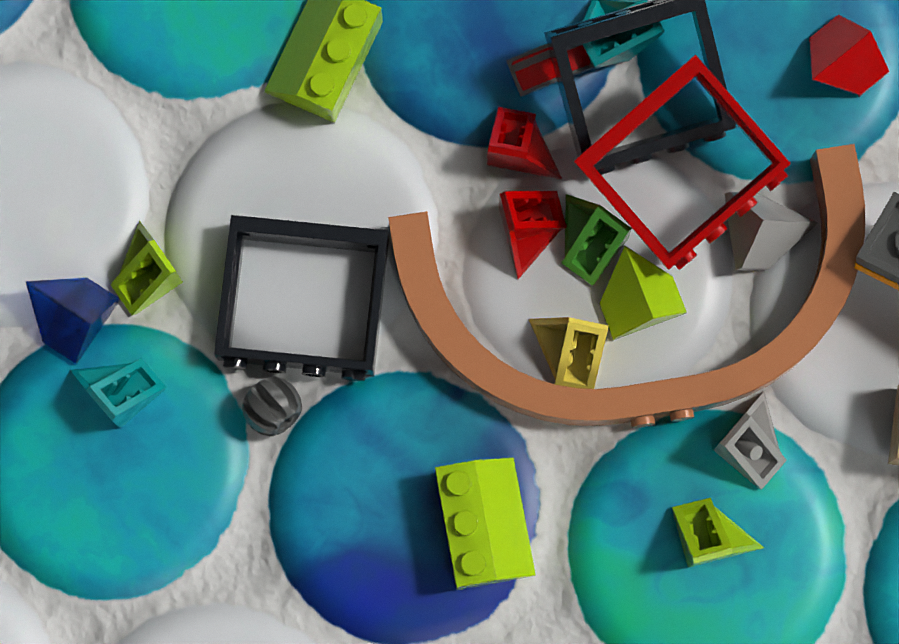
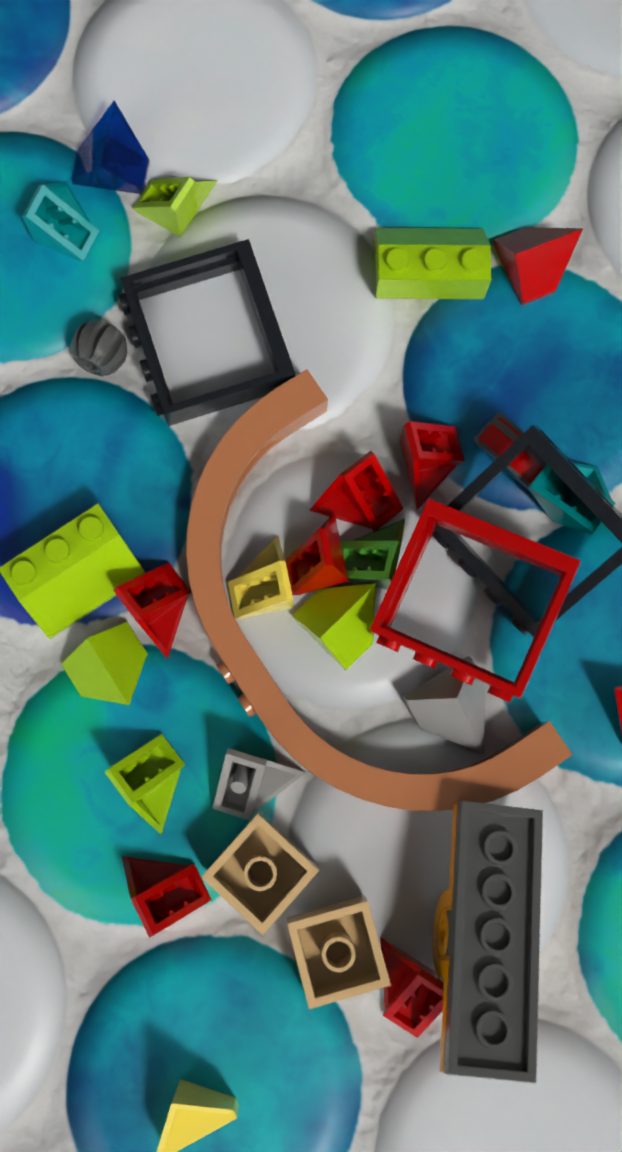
camera: 60 degrees right, 0 degrees up
(548, 458) = (156, 603): none -> red slope
(572, 288) = (318, 560): none -> red slope
(590, 528) = (107, 665): none -> lime slope
(819, 562) = (163, 891): none -> red slope
(840, 465) = (260, 873): none -> tan brick

